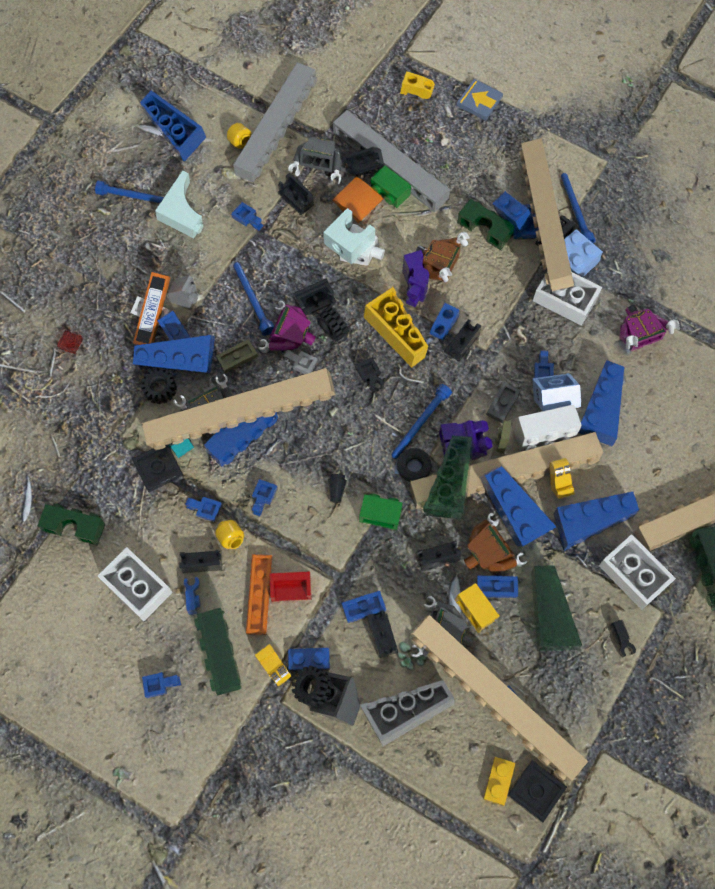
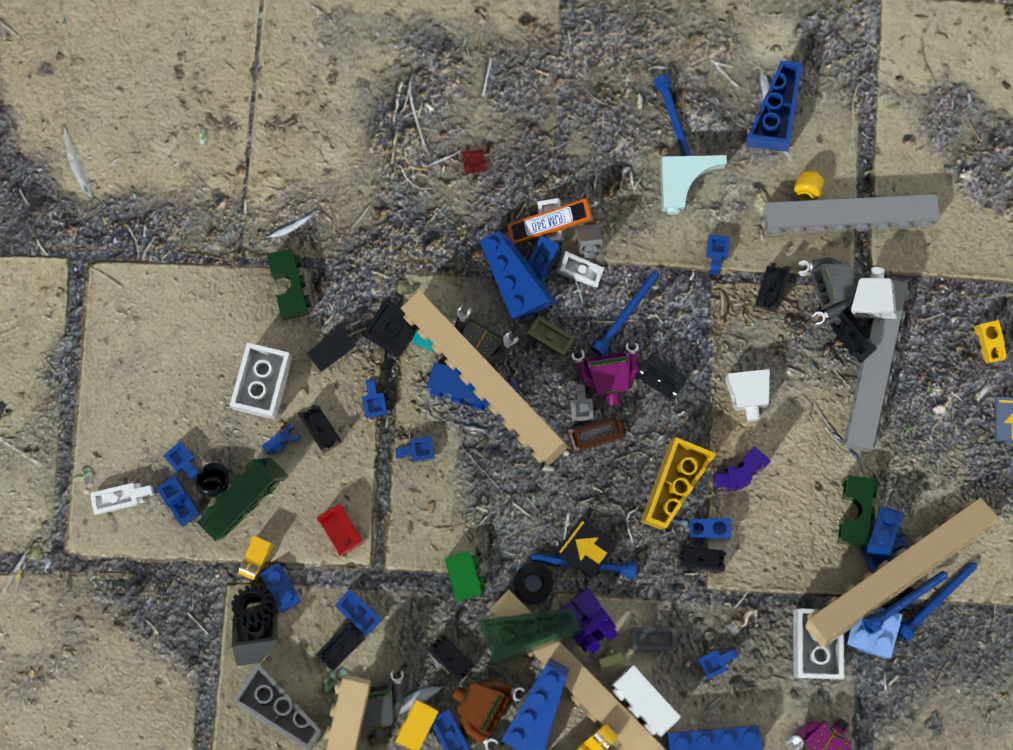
camera: 60 degrees right, 10 degrees up
(144, 518) = (331, 349): none -> black hinge
(157, 753) = (119, 497): none -> white hinge
(162, 395) = (466, 269): black tyre -> none
(189, 706) = (178, 501): none -> blue slope
(190, 666) = (212, 480): none -> black hair
(198, 313) = (579, 269): none -> white slope
(229, 534) = (359, 440): yellow head -> none
(259, 595) = (317, 503): orange tile -> none
(331, 357) = (596, 434): none -> reddish brown window
(332, 324) = (639, 414): black tyre -> none
(336, 487) = (466, 517): black cone -> none
(345, 130) = (875, 297): none -> white torso
(346, 243) = (734, 378): light aqua piece -> none
(358, 198) = (806, 356): orange slope -> none
(369, 372) = (610, 481): black plate -> none
(391, 186) = (841, 383): green piece -> none
(410, 413) = (586, 548): none -> black tile
(442, 256) = (785, 484): dark orange torso -> none
(556, 391) = (690, 690): light blue brick -> none
(573, 245) = (873, 623): none -> blue piece

